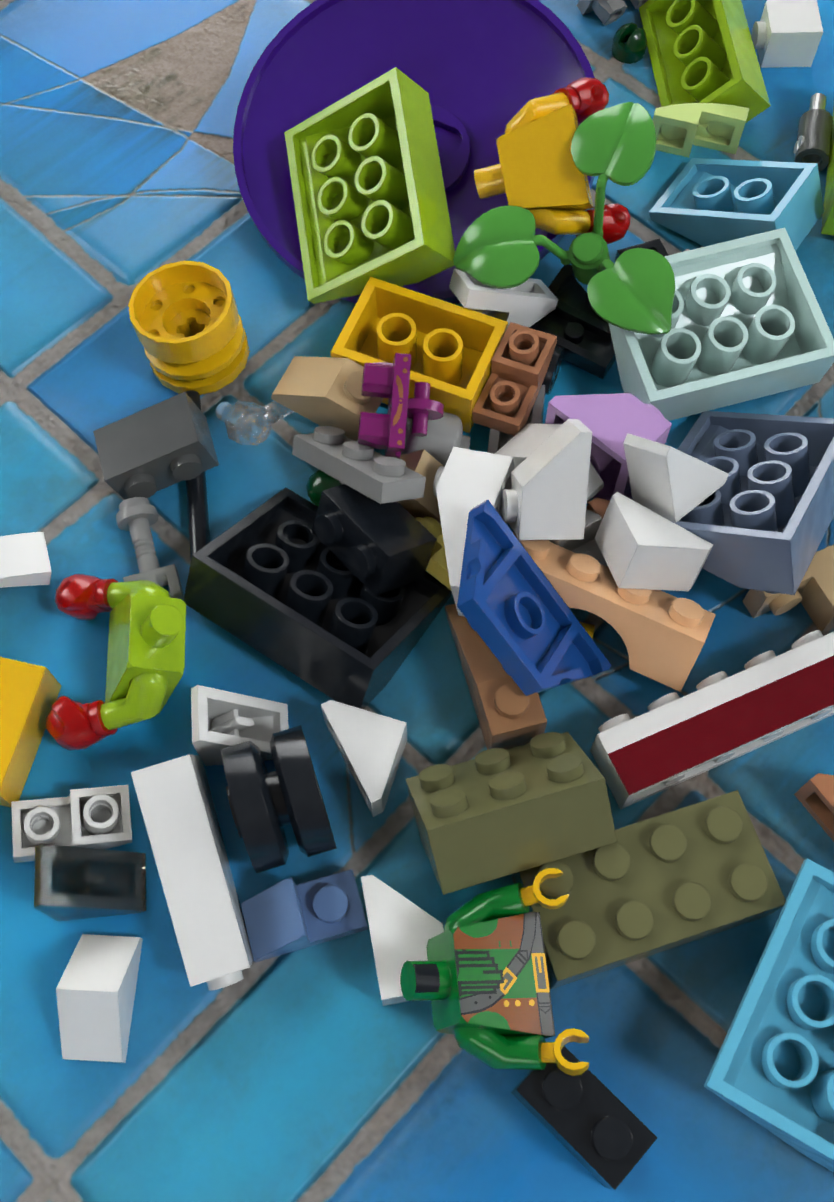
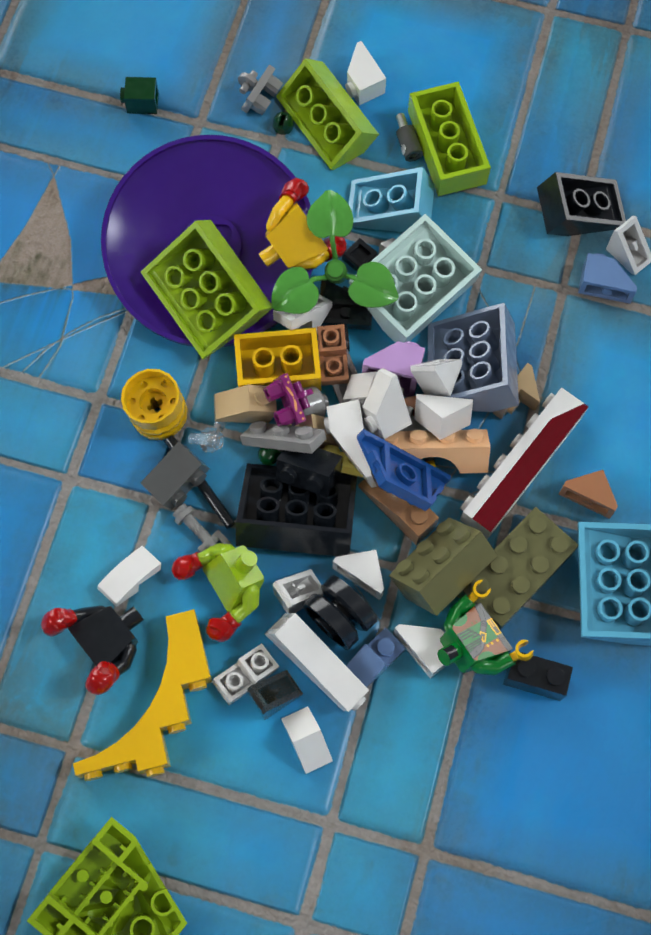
camera: 30 degrees left, 5 degrees up
(700, 125) = (339, 166): yellowish green slope -> none

